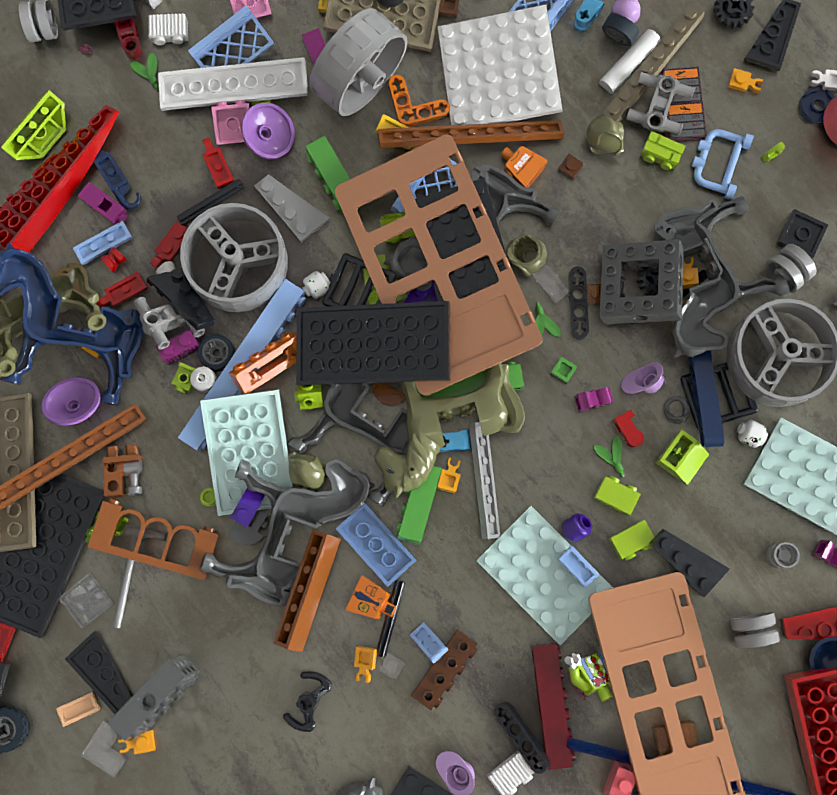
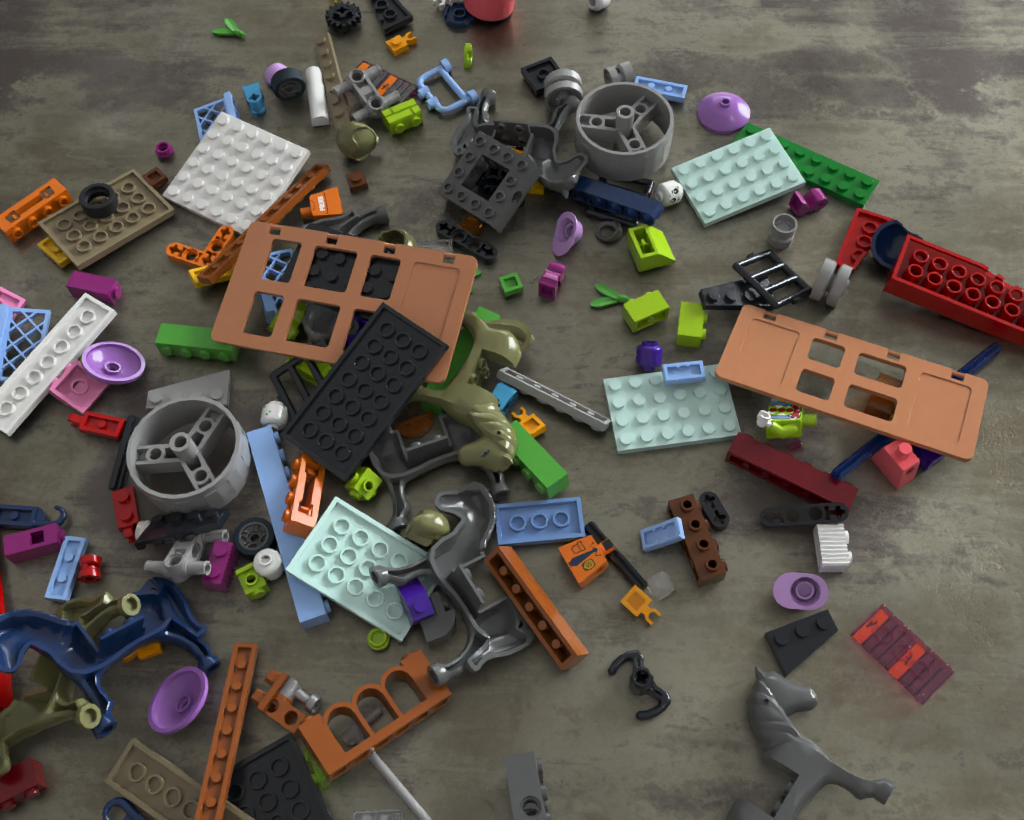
camera: 50 degrees left, 20 degrees down
(122, 291) = (126, 576): red plate -> none
(358, 61) = (130, 247): light grey wheel -> none
(475, 663) = (717, 508): none -> black beam
(628, 430) = (597, 271): red leg -> none
(748, 574) = (765, 291): none -> black bar

